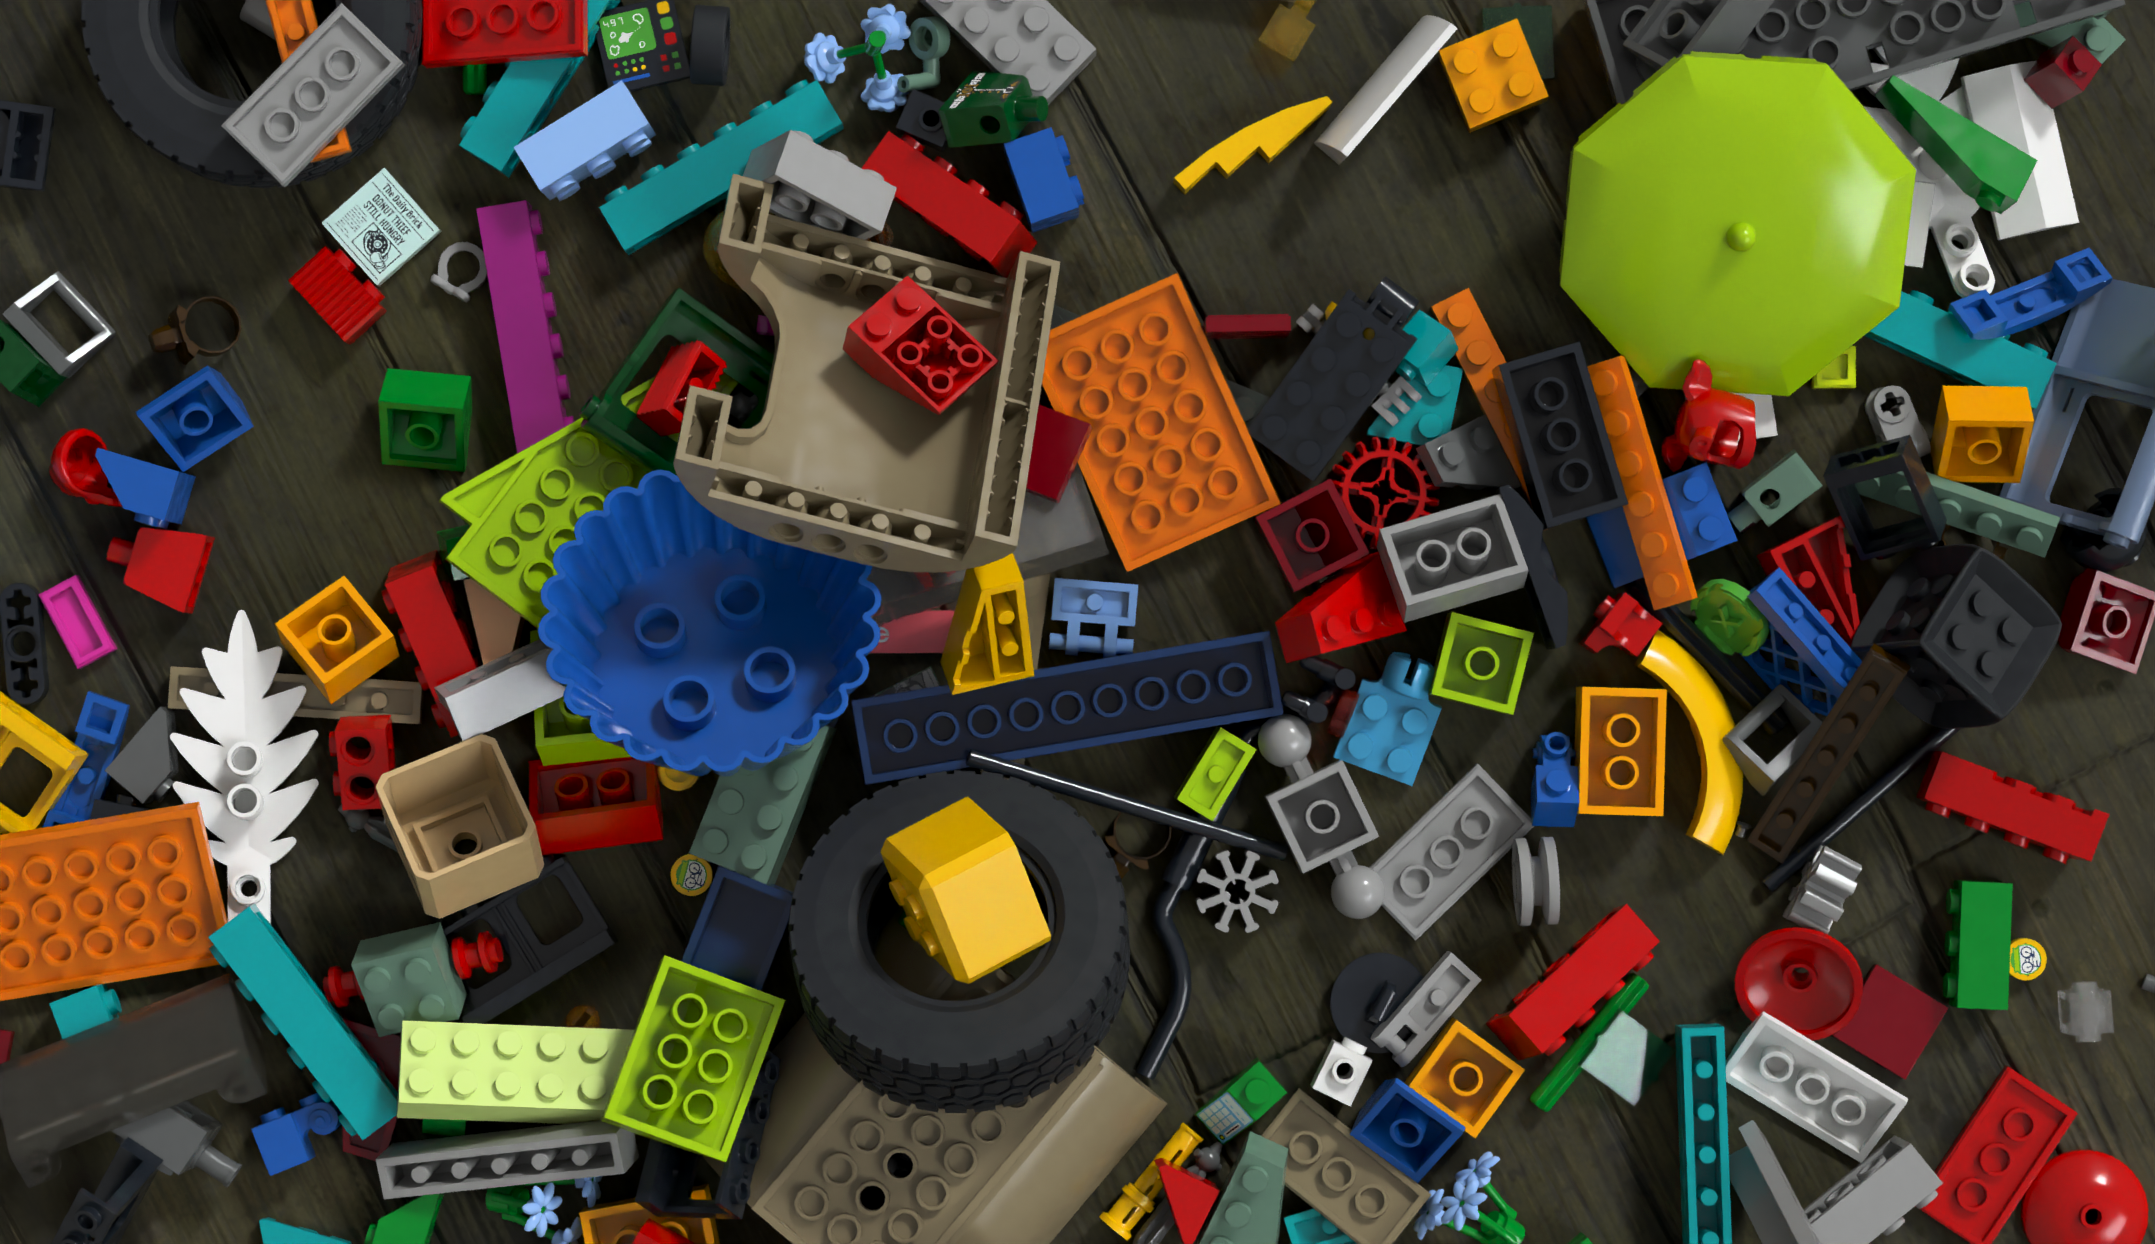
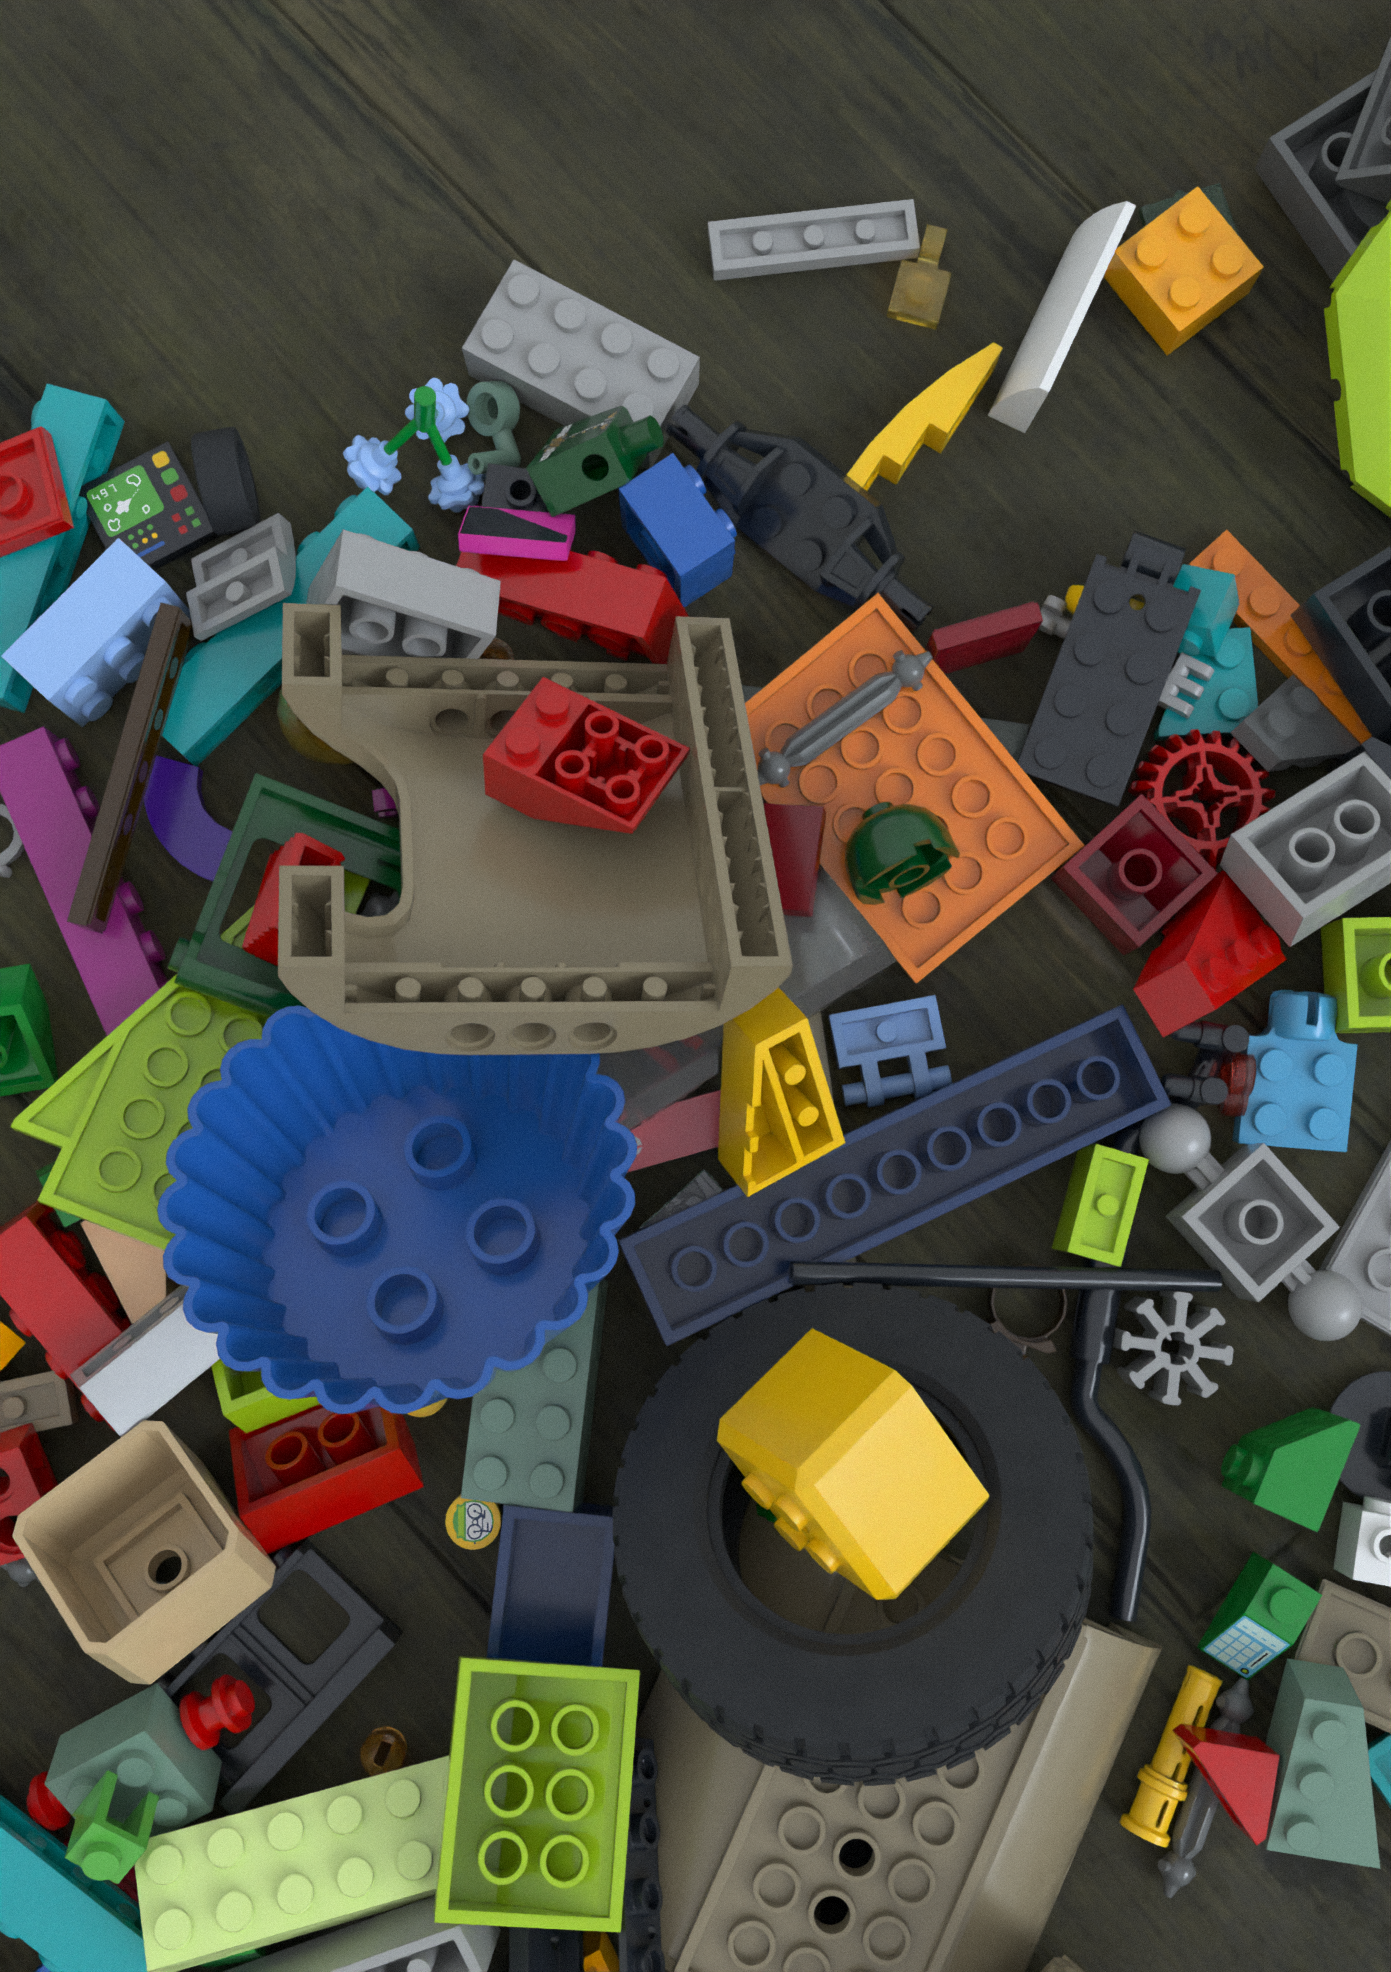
camera: 15 degrees left, 5 degrees down
(388, 1010) = (101, 1843): none -> bright green window
(586, 255) = (131, 770): none -> dark brown tile
(609, 294) = (181, 817): none -> dark purple tile
(703, 125) = (242, 576): none -> light grey slope
(919, 152) = (516, 533): none -> tile
(1122, 361) = (842, 718): none -> dark grey wheel
(1134, 471) = (898, 850): none -> dark green cylinder
(1142, 191) = (802, 513): none -> black plate
(1292, 997) = (1291, 1464): none -> green slope

